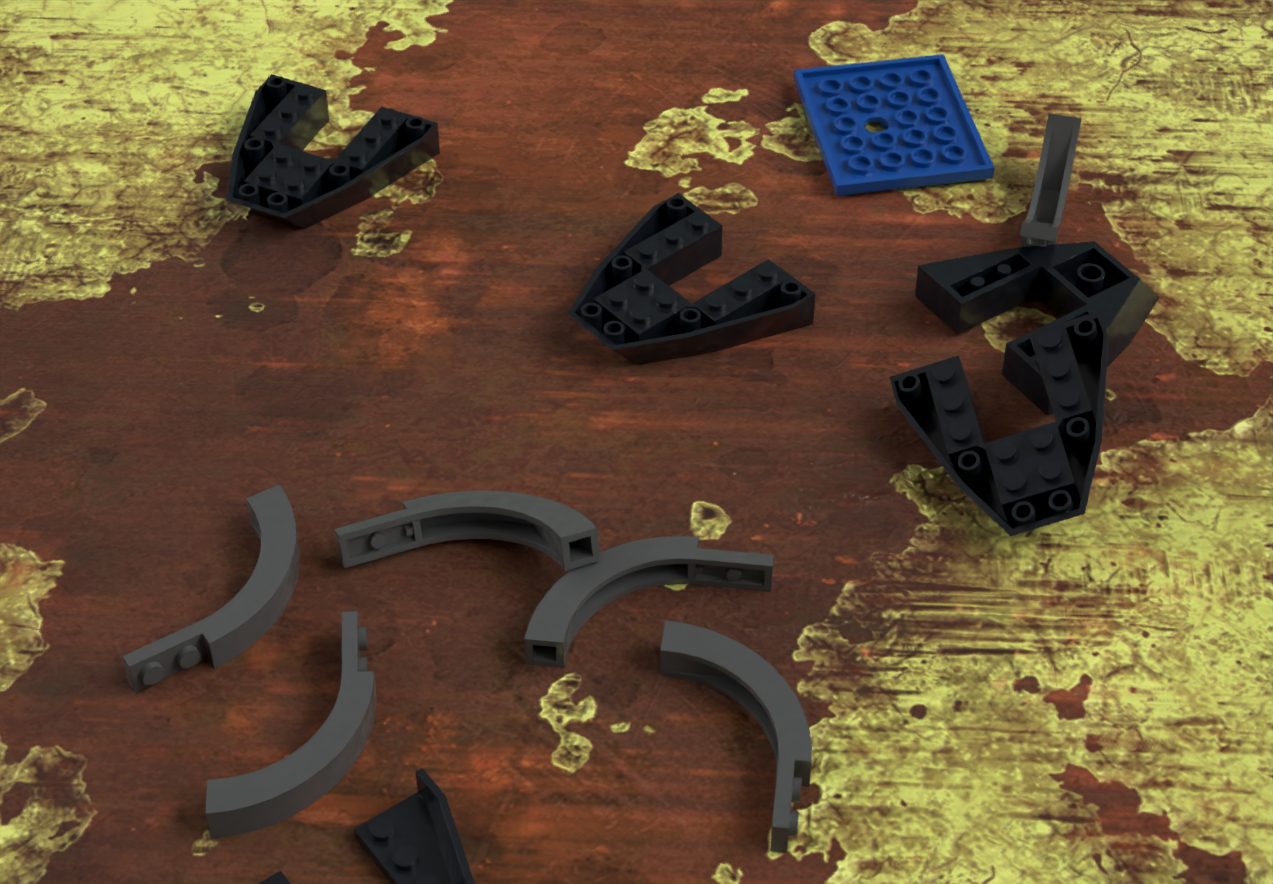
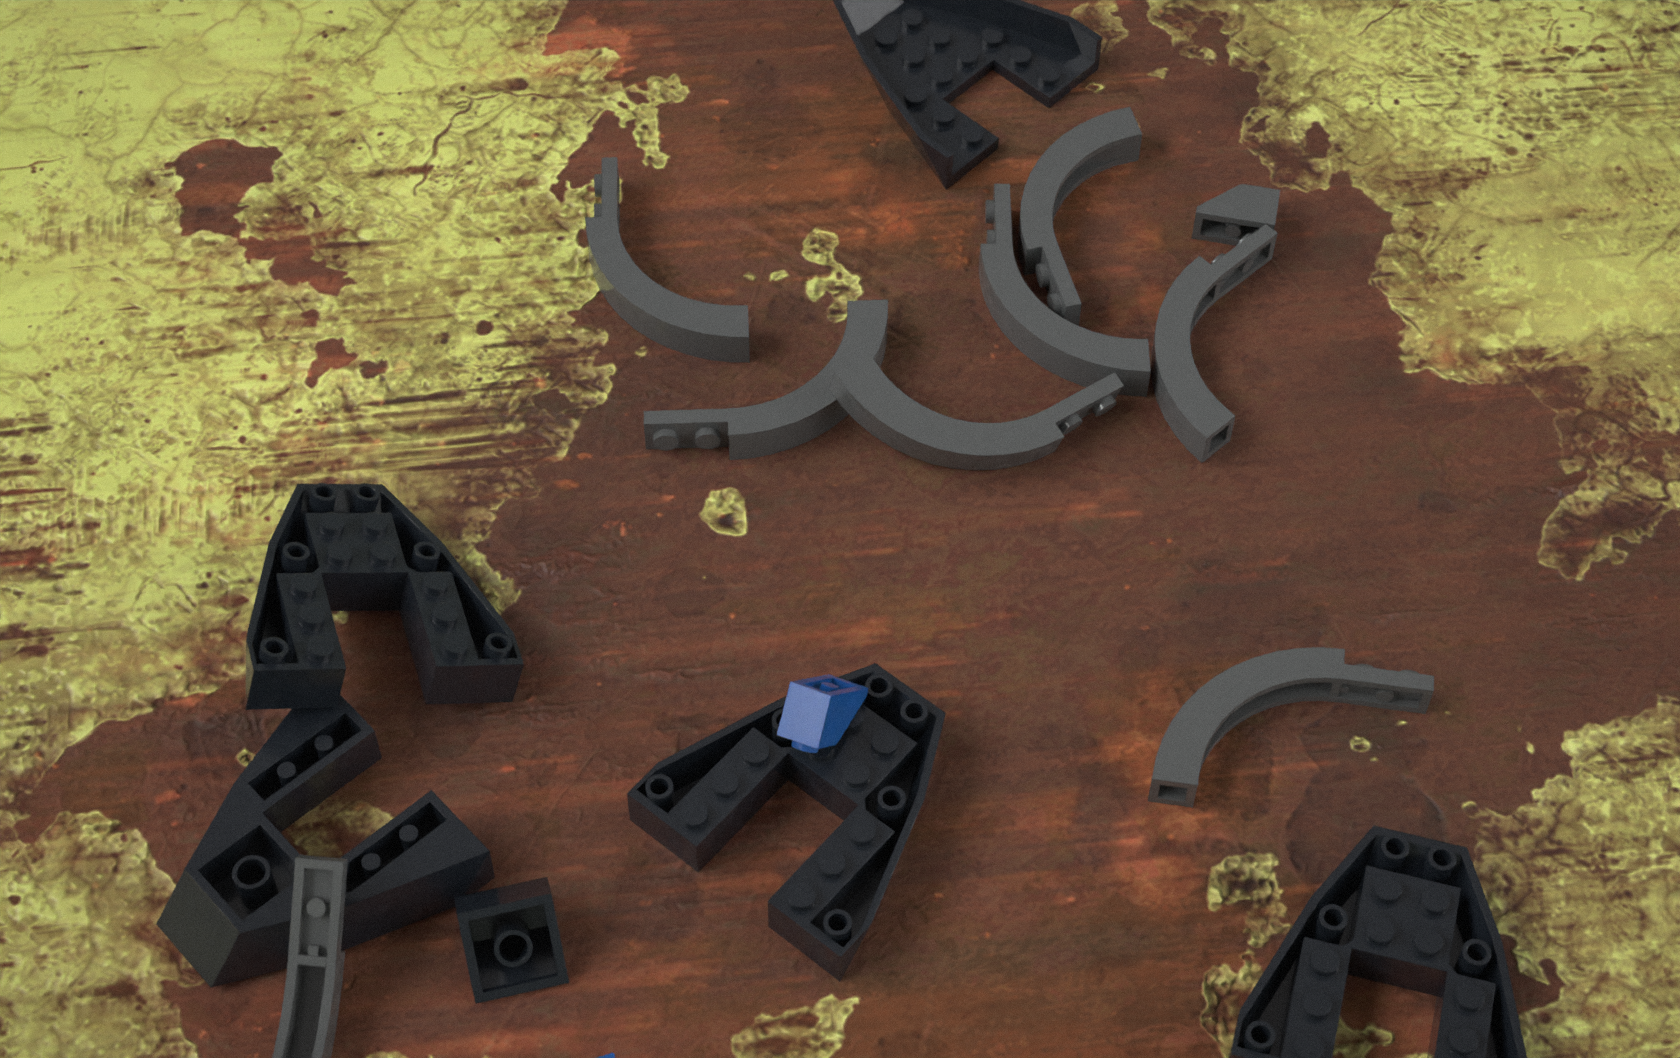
camera: 170 degrees right, 10 degrees up
(144, 702) = (1235, 214): none -> dark grey slope
(319, 329) = (1264, 684): none -> dark grey arch
(354, 586) = (1041, 333): none -> dark grey arch
(661, 298) = (819, 711): none -> blue slope
(902, 251) = (511, 940): none -> black slope

